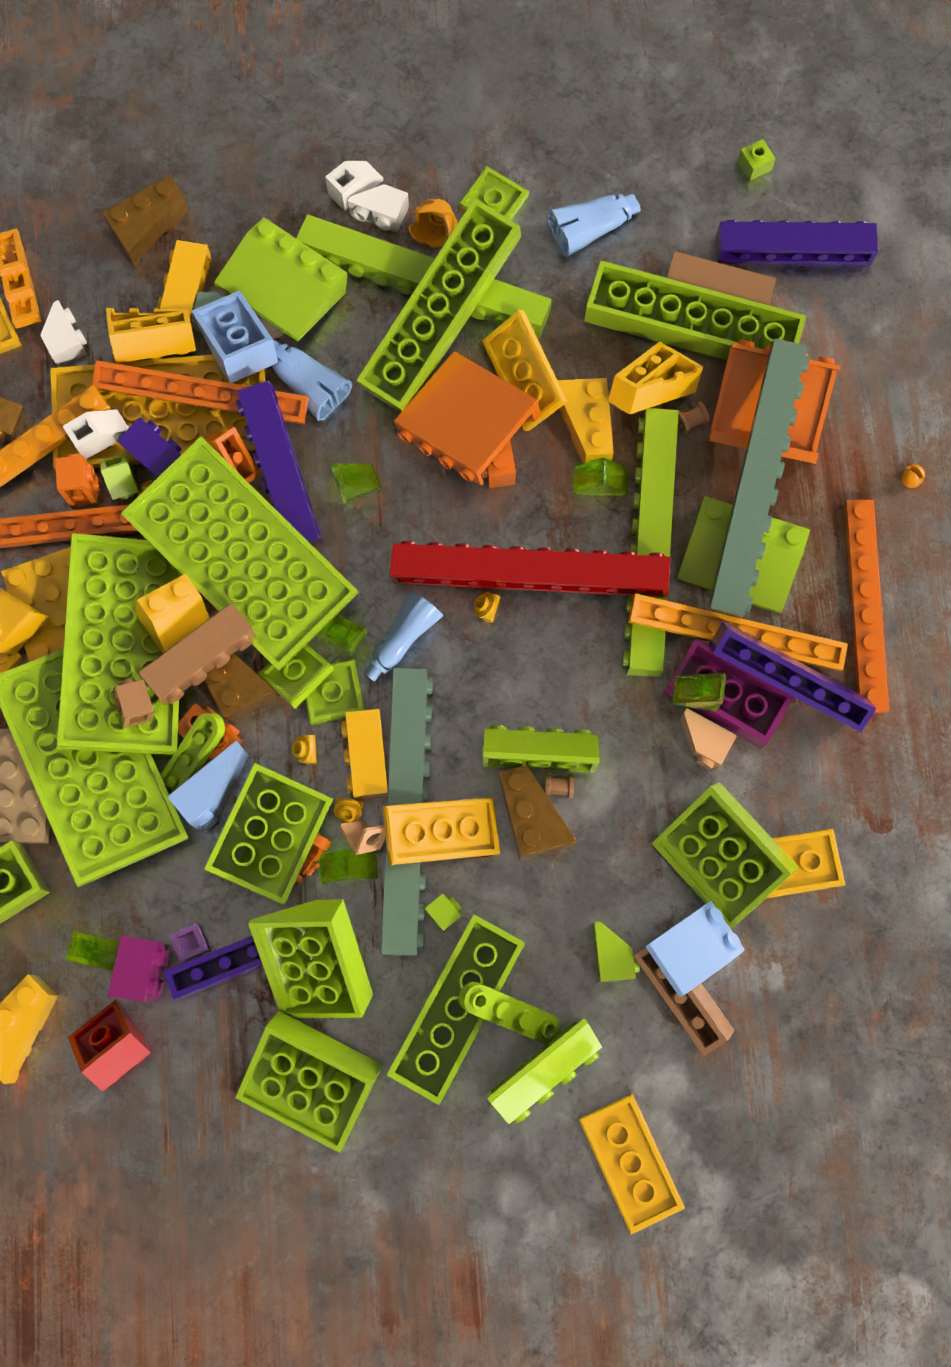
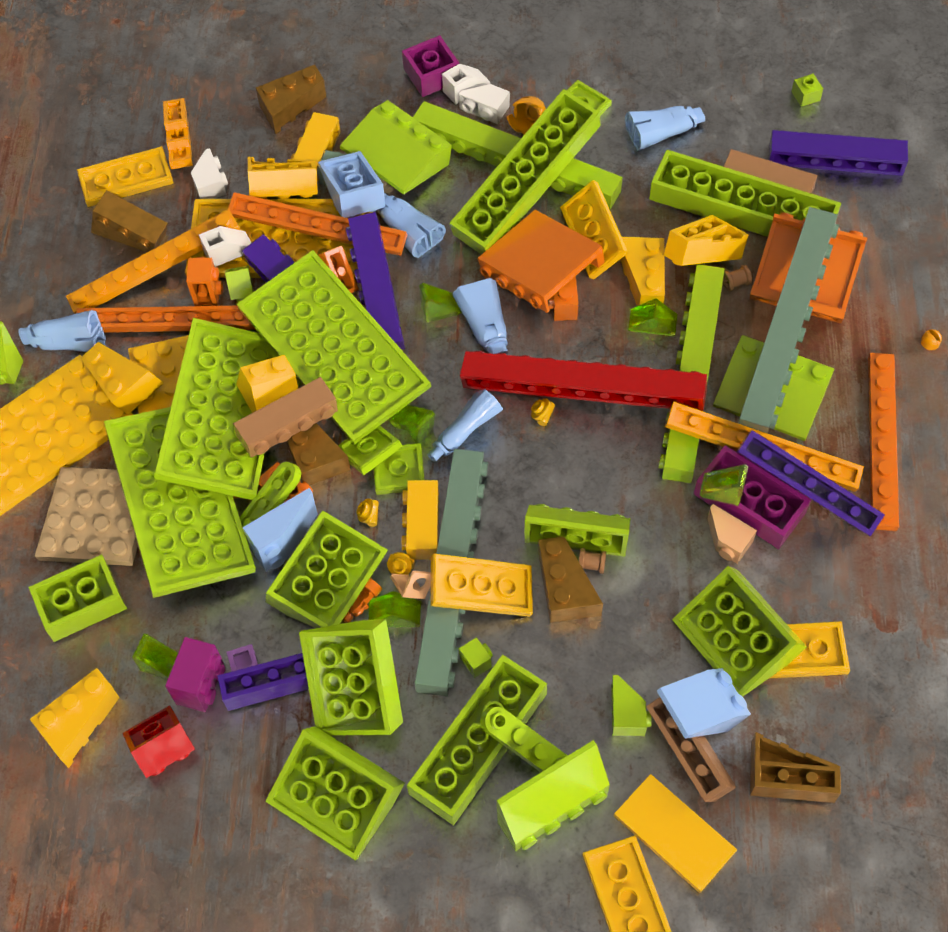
camera: 10 degrees right, 15 degrees down
(133, 702) = (224, 448): medium nougat brick -> none
(307, 160) = (426, 63): none -> magenta brick
(407, 487) = (484, 314): none -> light blue piece
(673, 1085) = (675, 833): none -> yellow tile
(788, 1011) = (790, 773): none -> pearl gold wedge

